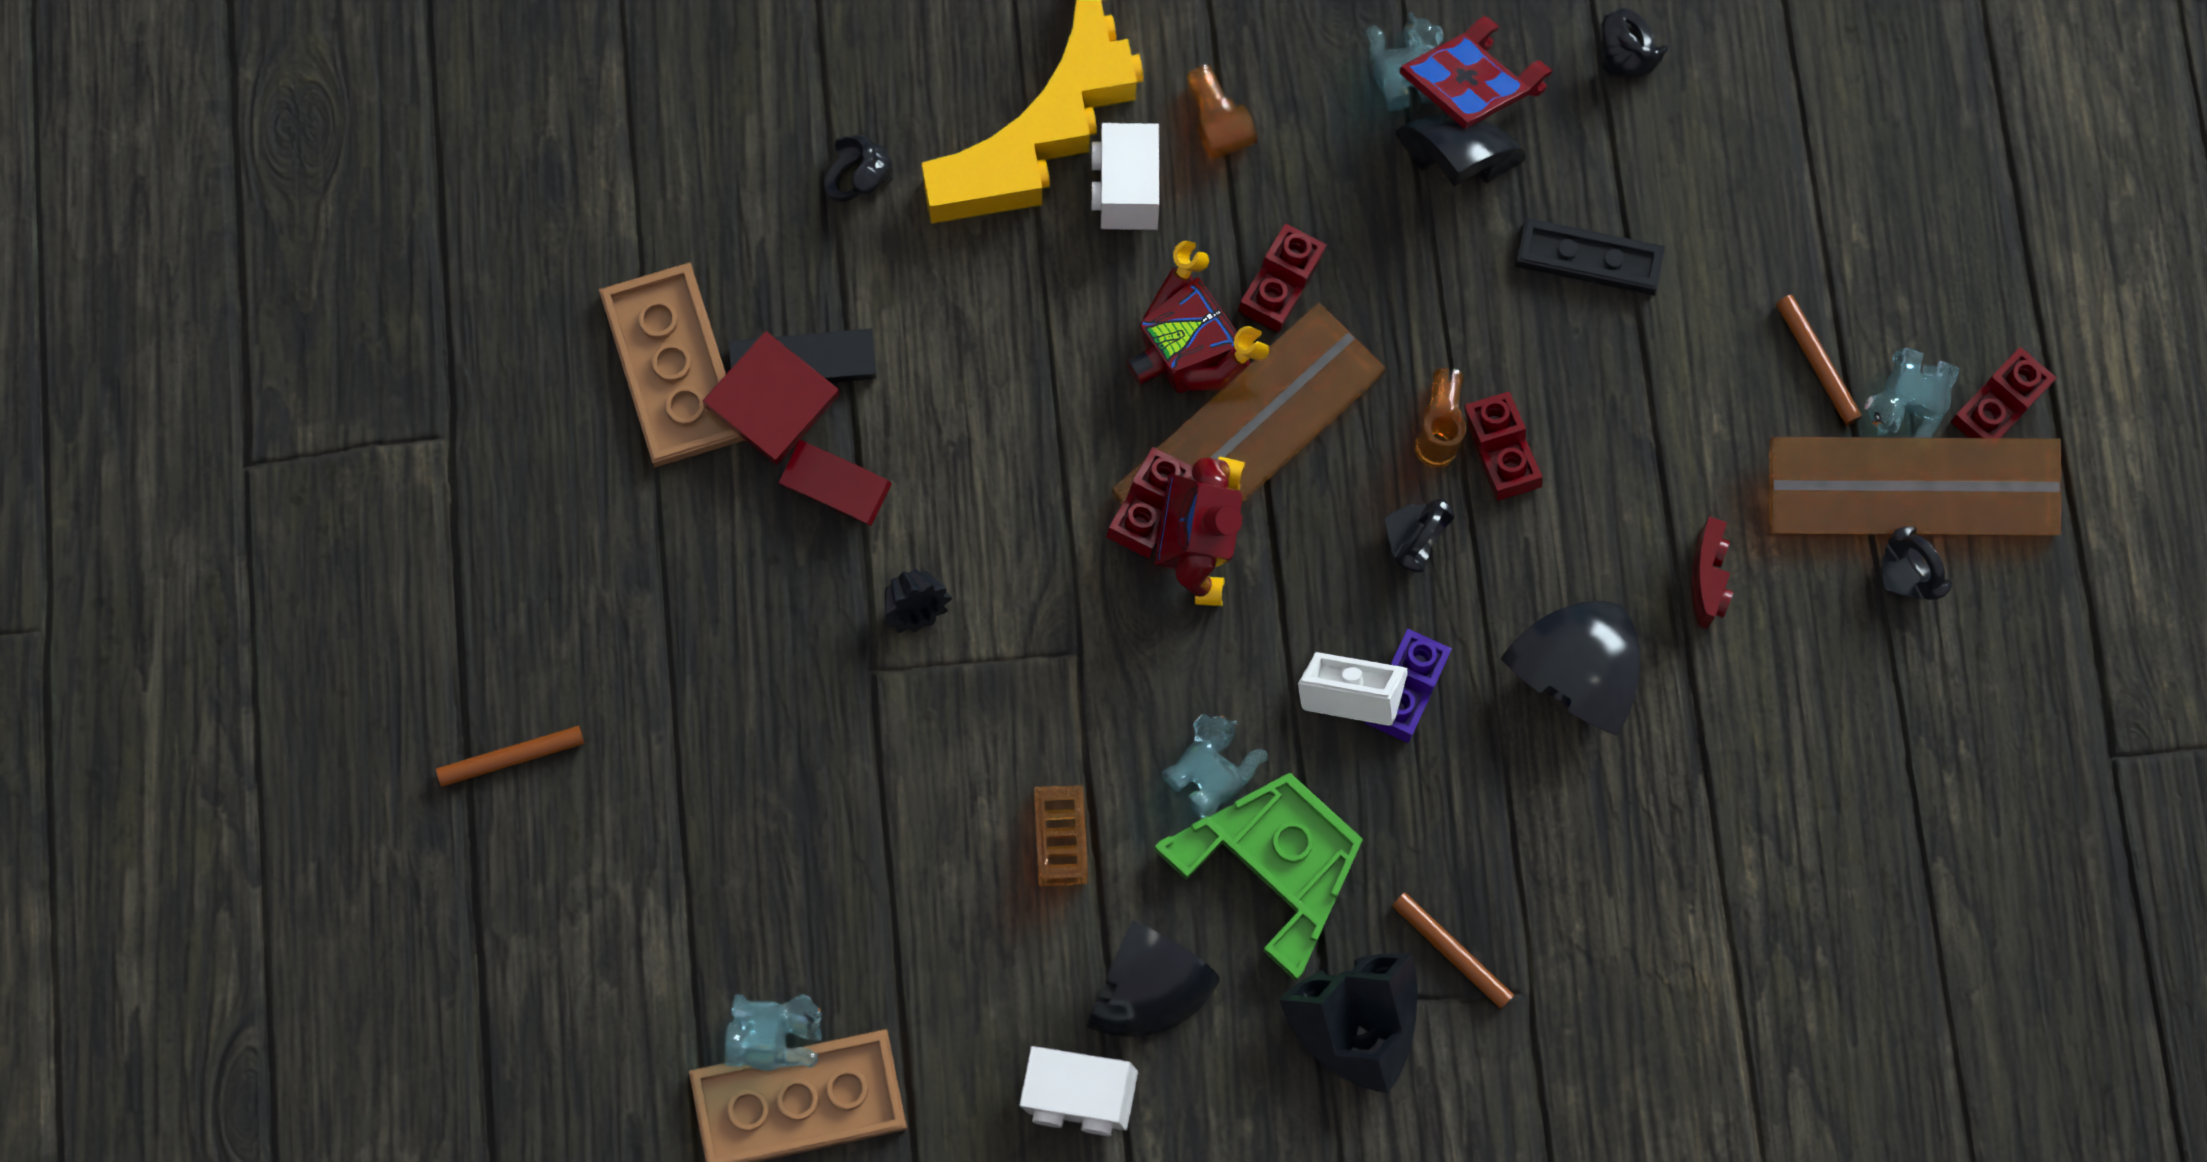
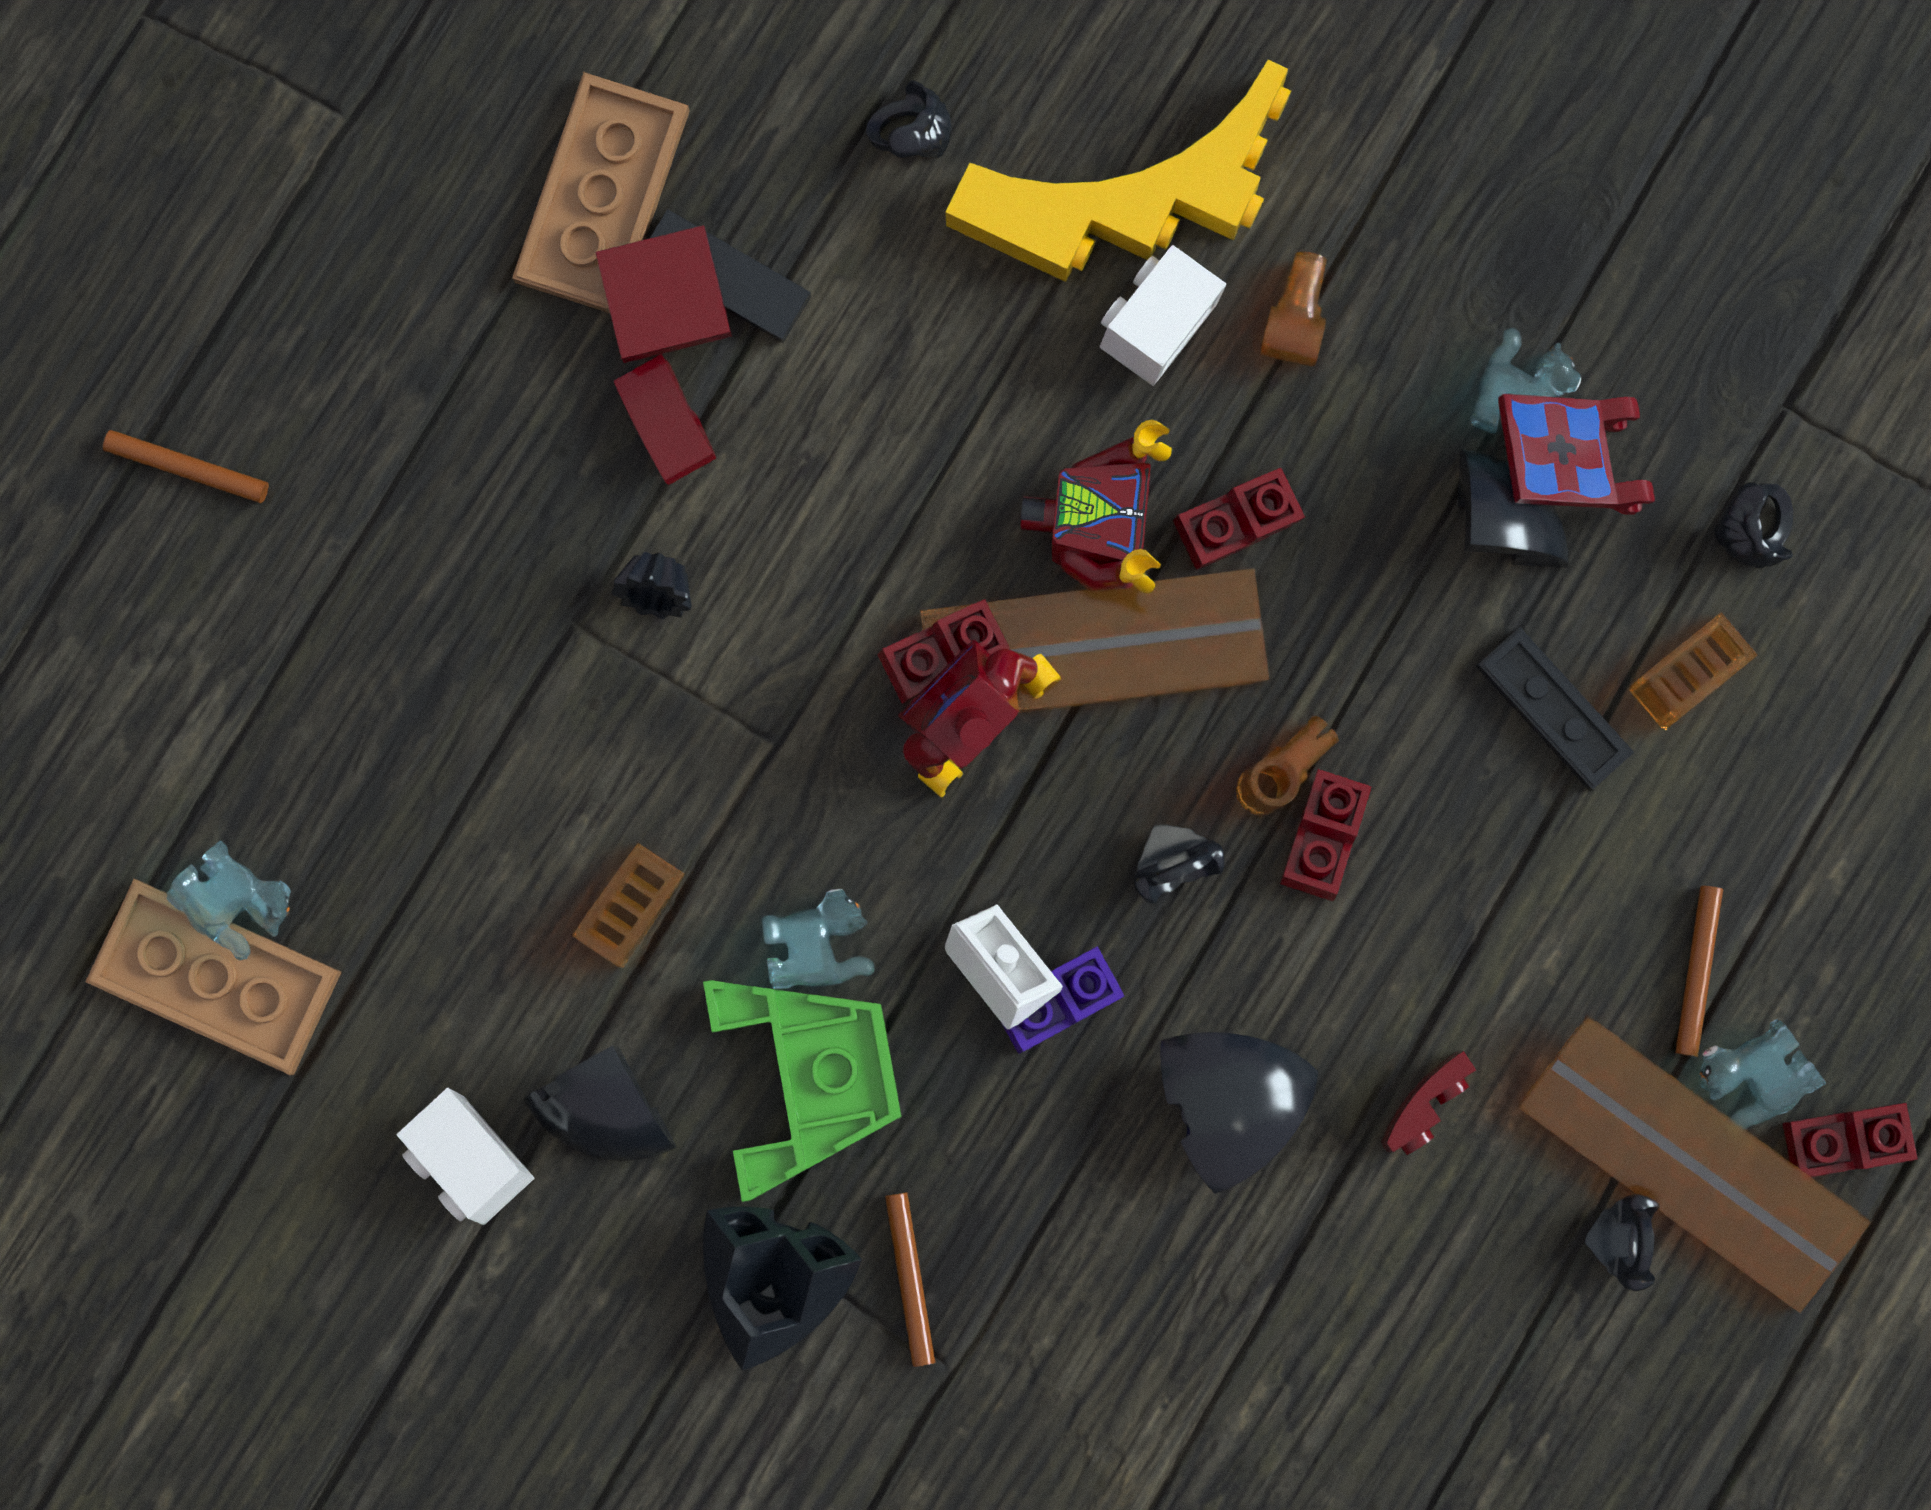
camera: 45 degrees right, 10 degrees up
(1656, 196) = (1667, 696): none -> clear orange slope

